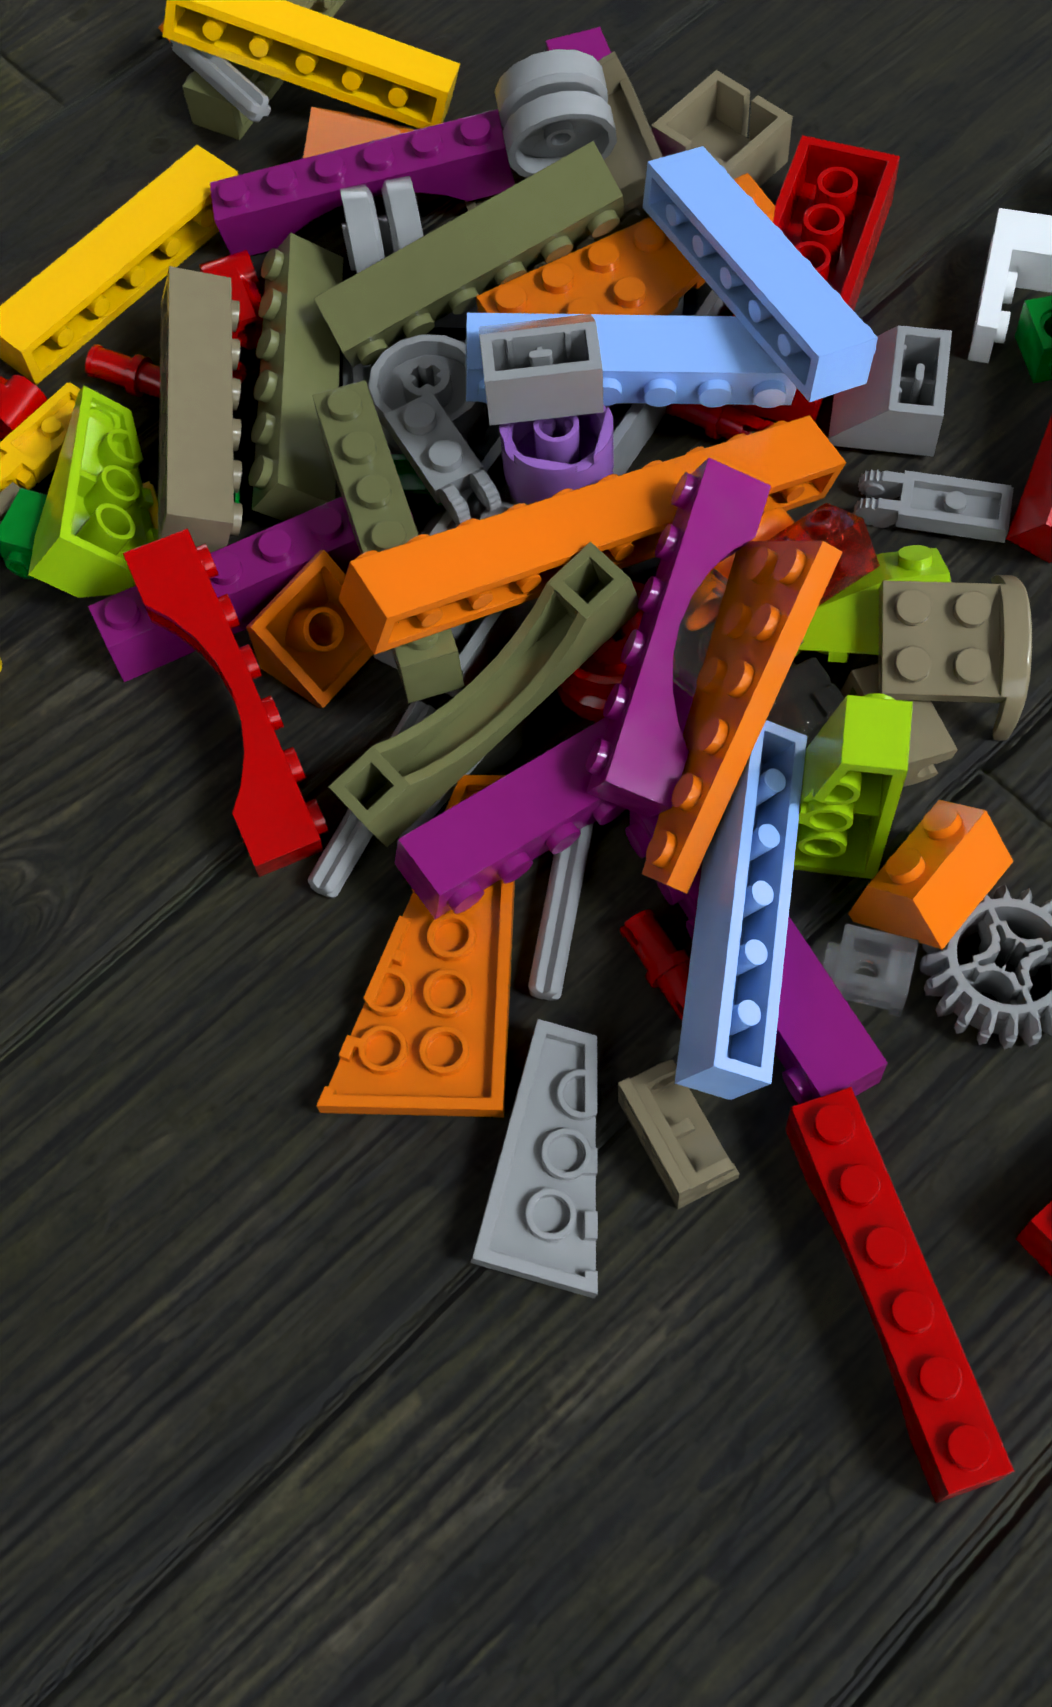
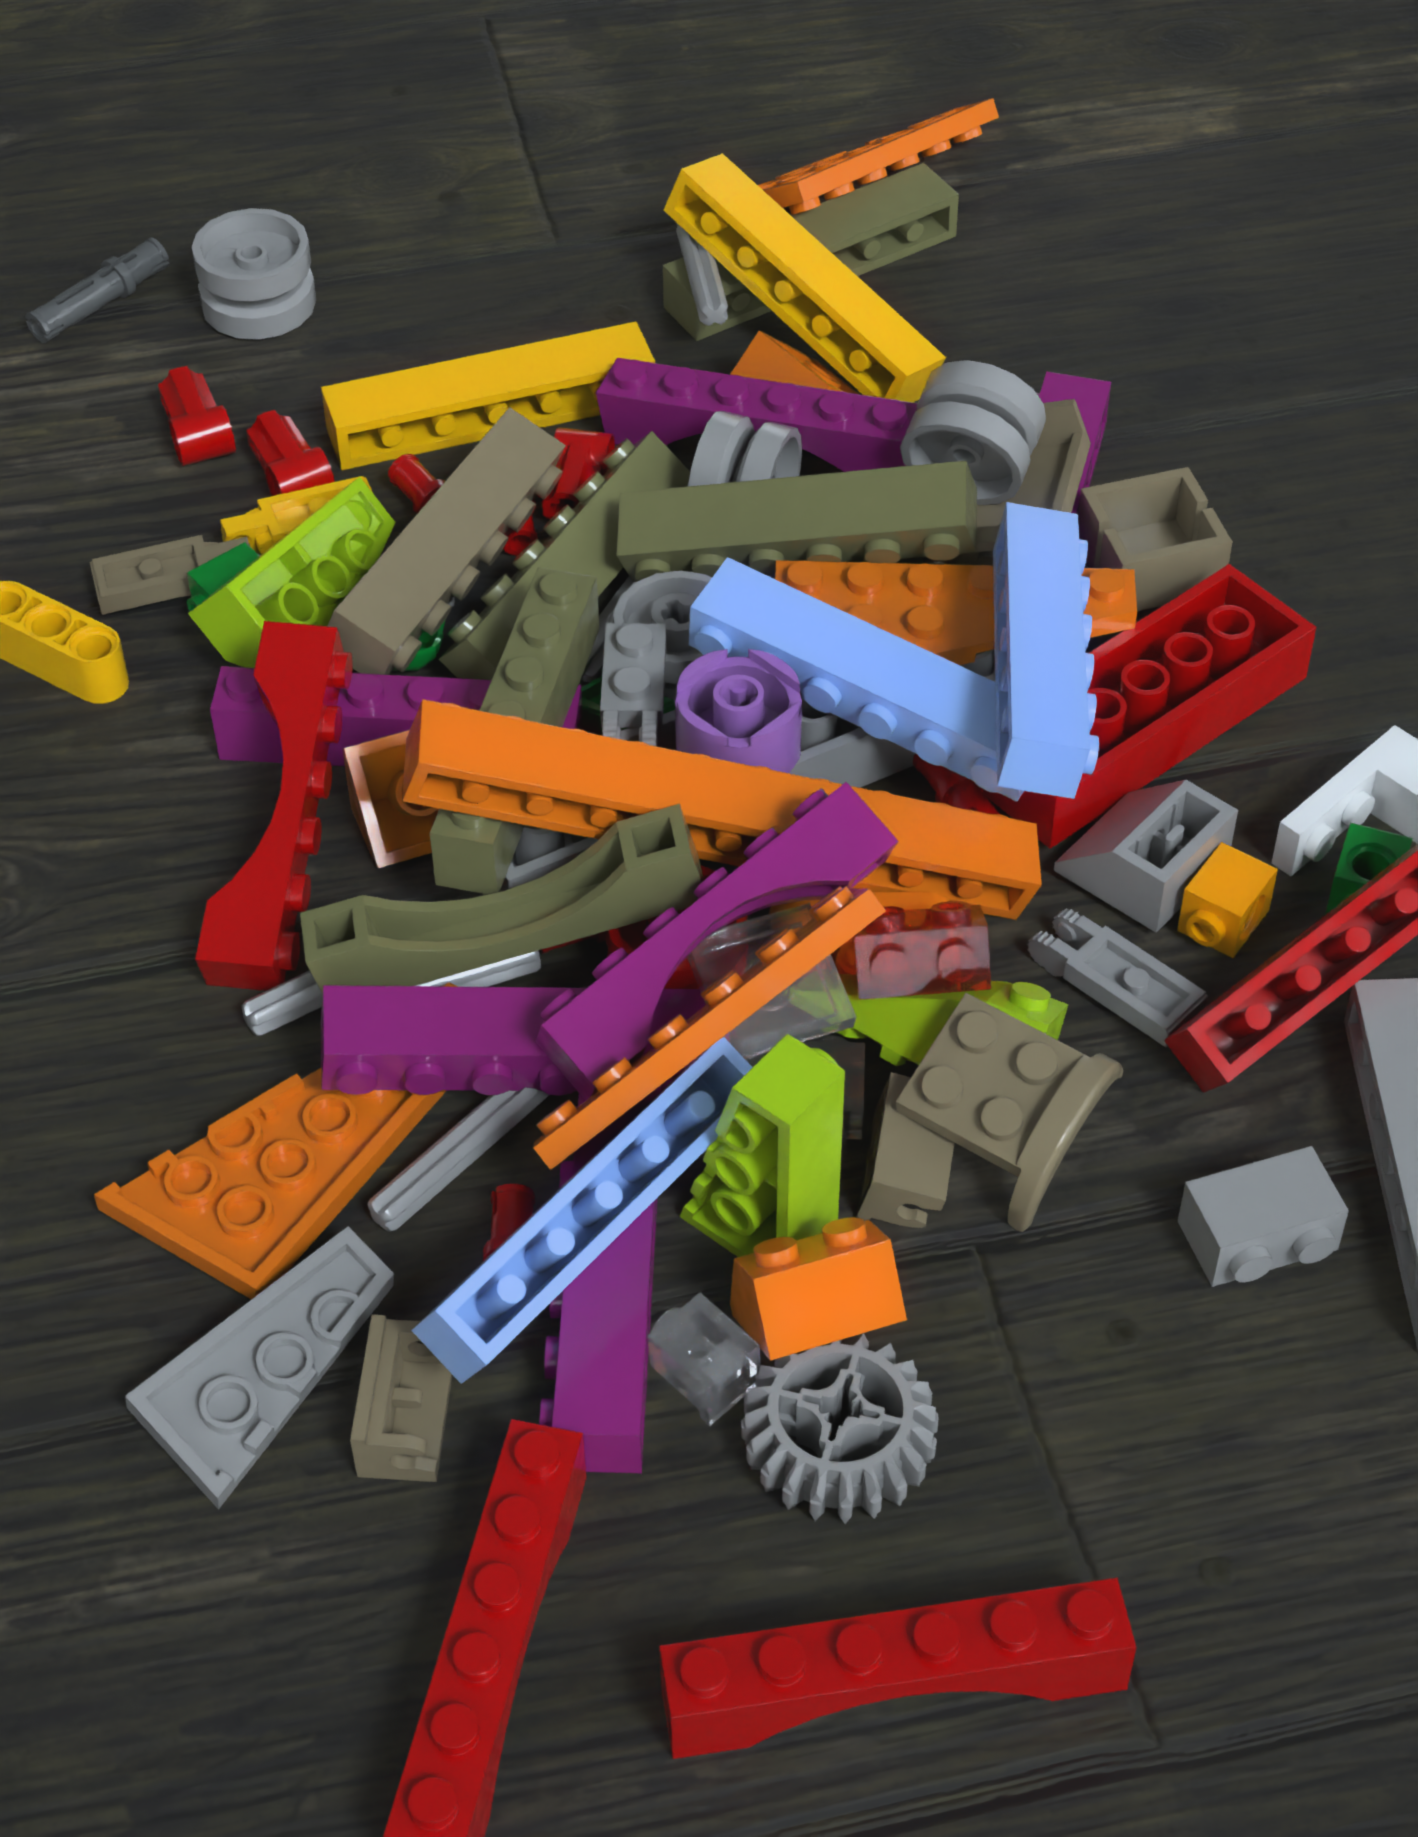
camera: 25 degrees right, 15 degrees down
(542, 369) = (746, 631): light grey slope -> none
(973, 405) = (1227, 900): none -> light orange brick

